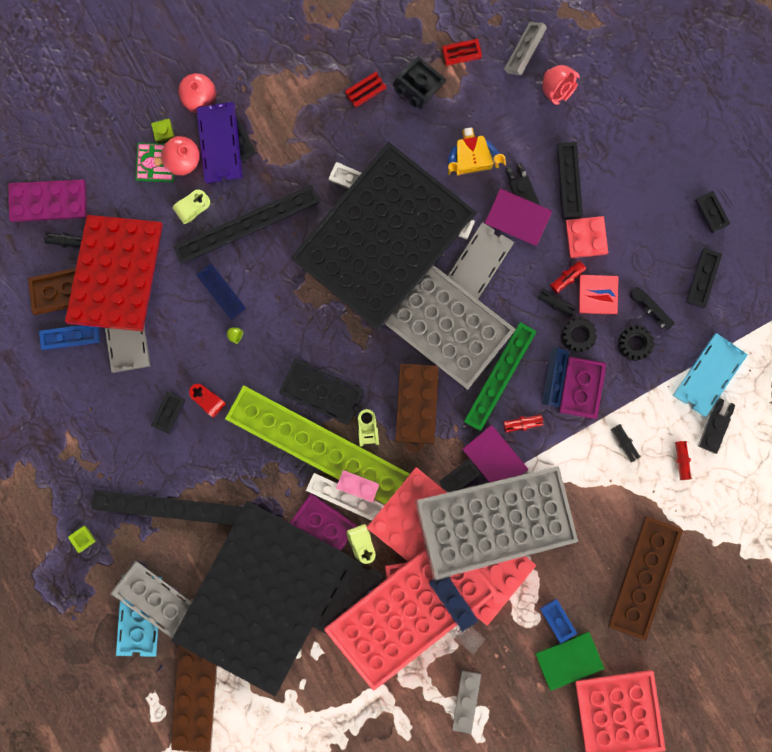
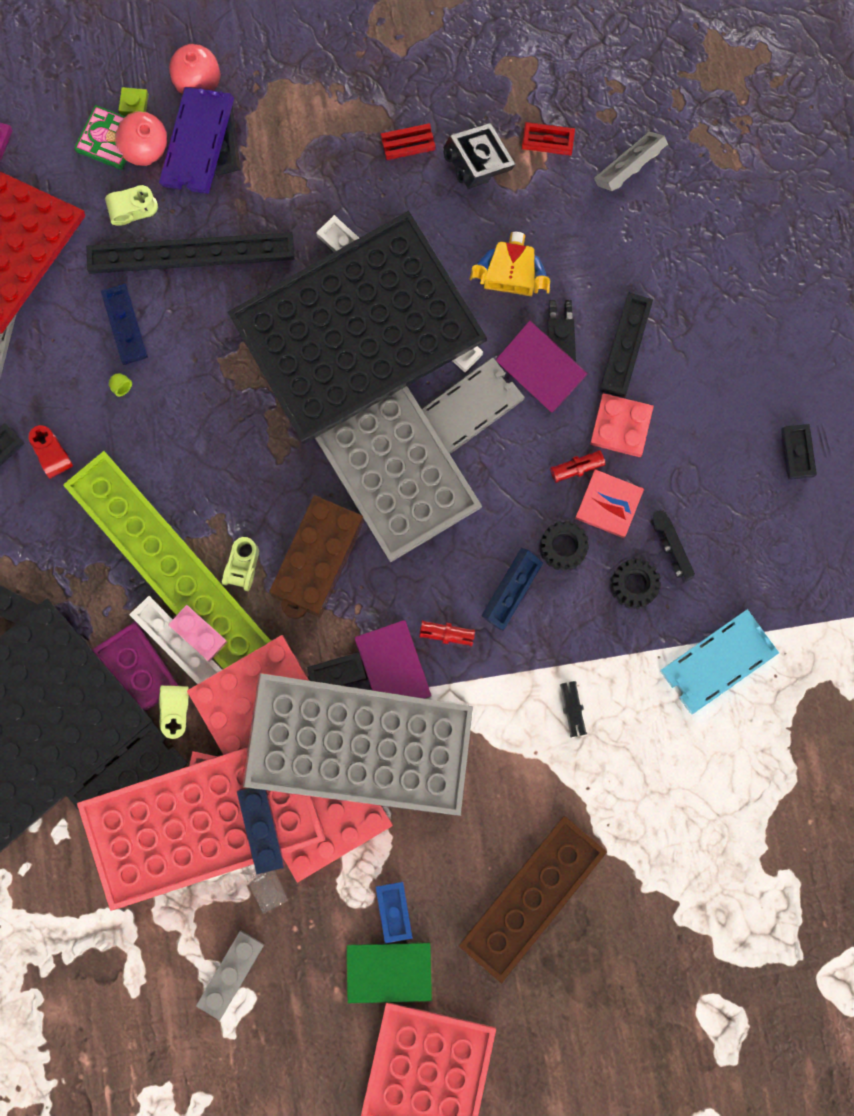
camera: 20 degrees right, 5 degrees down
(321, 391) = (200, 495): black piece -> none
(500, 376) = (439, 561): green plate -> none
(557, 302) = (551, 494): black pin -> none
(559, 83) = (658, 219): coral cylinder -> none
(582, 387) = (543, 616): magenta tile -> none
(683, 460) = (641, 760): red pin -> none
(703, 278) = (756, 532): black plate -> none
(716, 427) = (701, 734): black hinge -> none

